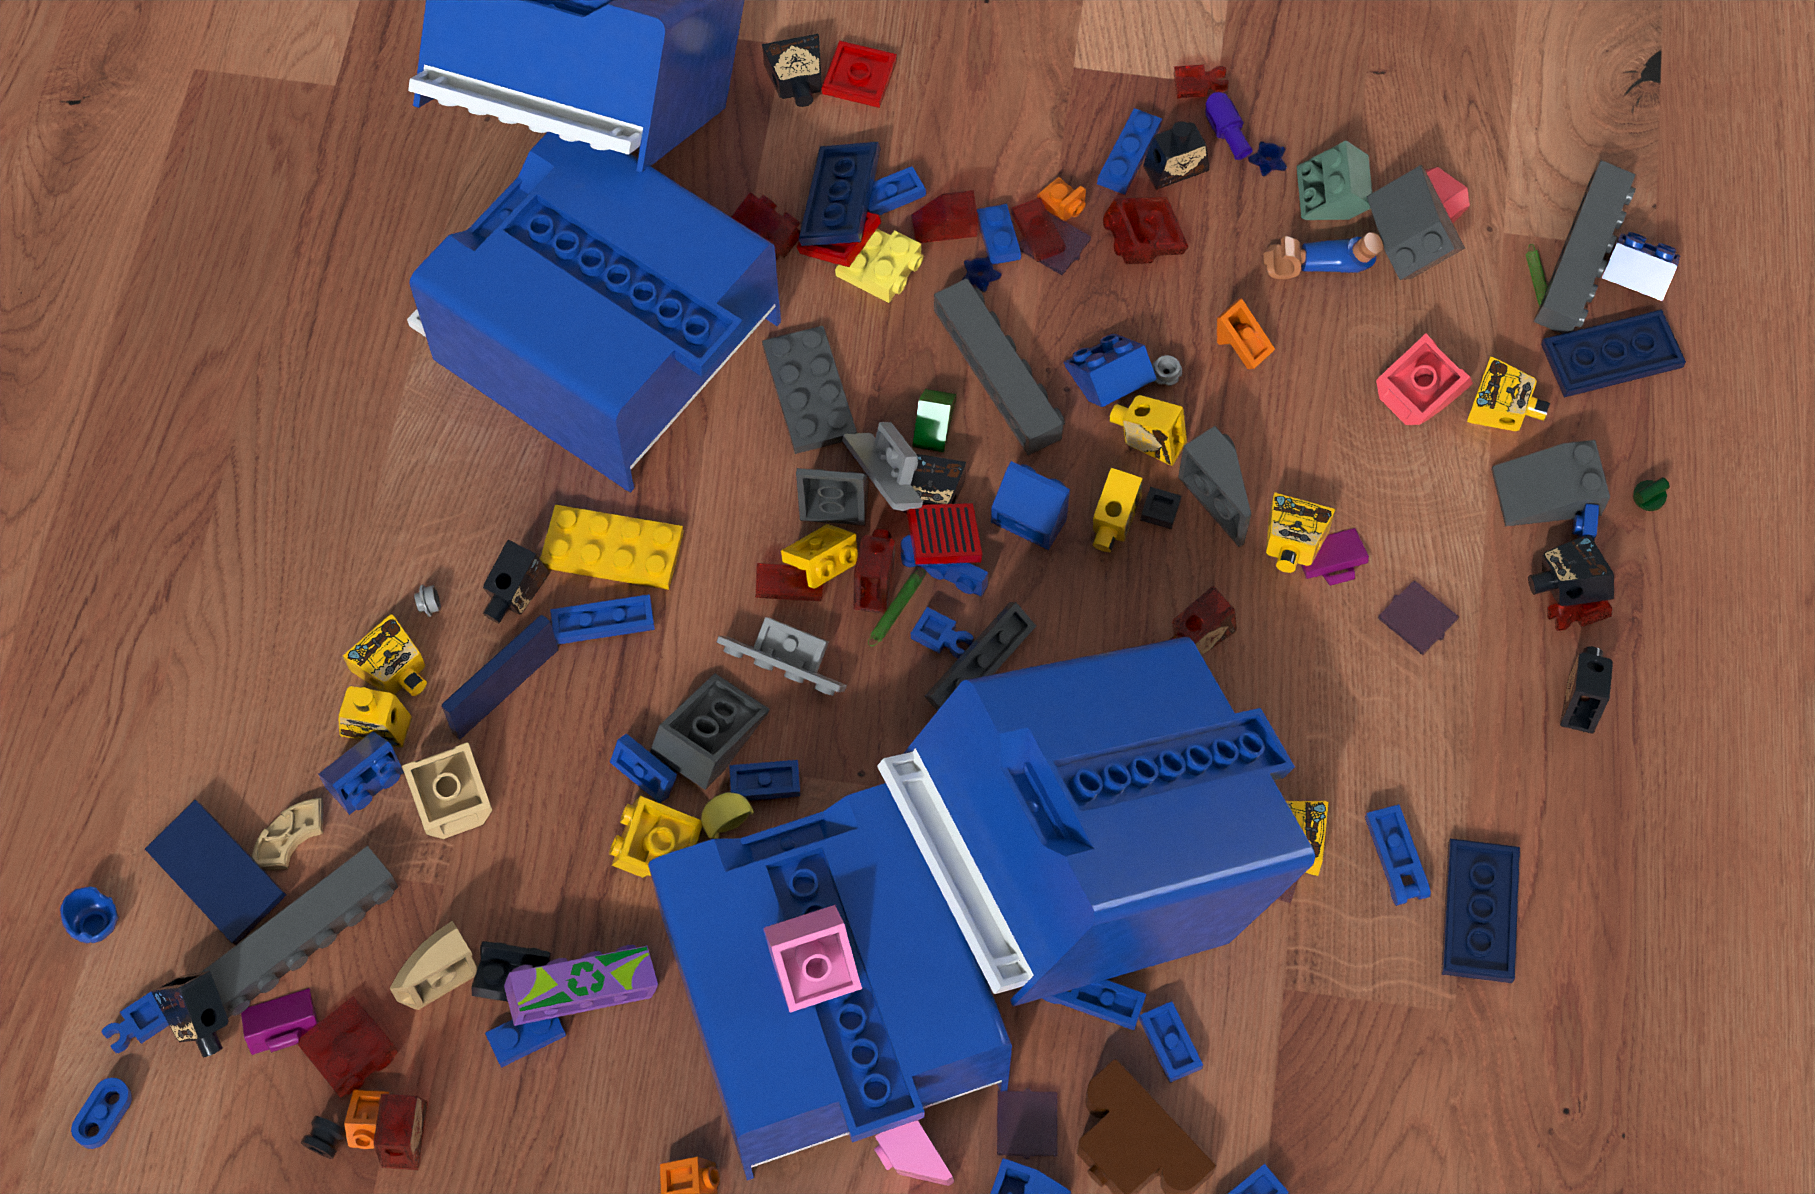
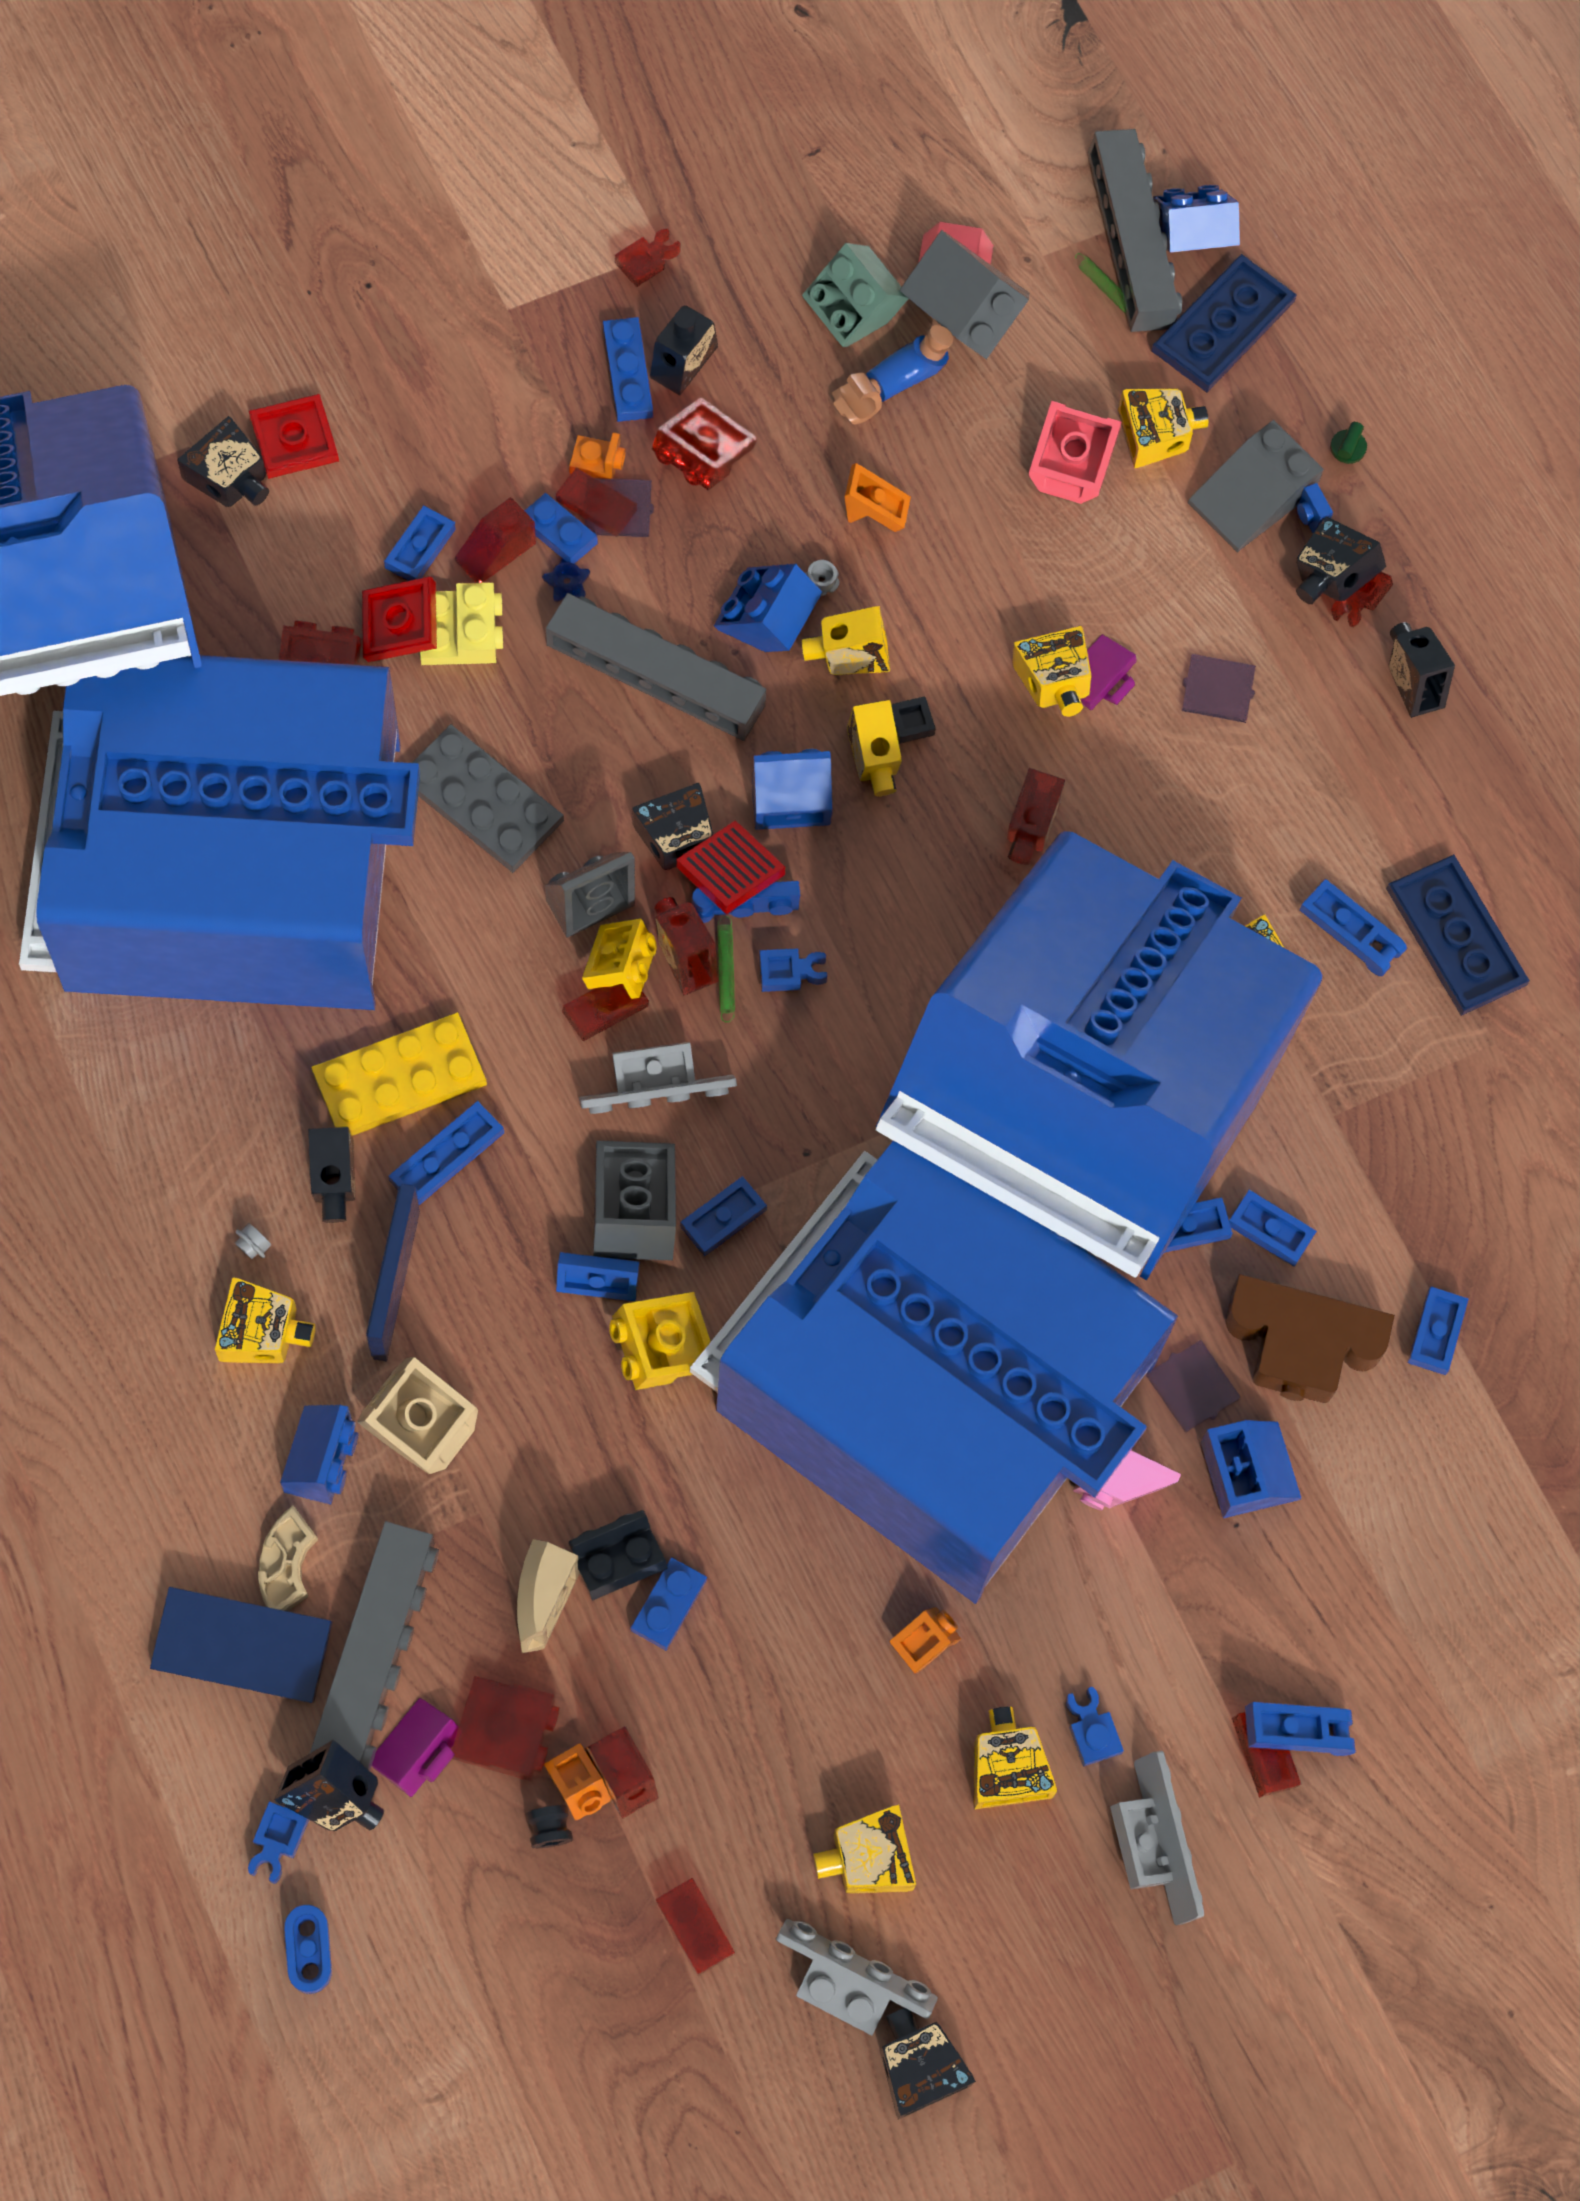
camera: 40 degrees left, 5 degrees up
(88, 915) = (147, 1769): blue hair -> none
(371, 711) = (284, 1390): yellow torso -> none
(580, 984) = (696, 1521): medium lavender brick -> none
(725, 813) = (712, 1270): light yellow hair -> none
(812, 958) = (949, 1348): bright pink slope -> none
(839, 194) = (372, 576): dark blue tile -> none
(888, 464) = (626, 825): light grey bracket -> none
(933, 420) = (630, 757): green slope -> none
(985, 653) = (847, 973): dark grey plate -> none
(1215, 478) = (957, 663): dark grey slope -> none
(1227, 124) = (708, 288): dark purple arm -> none
(1268, 150) = (768, 292): clear blue plate -> none

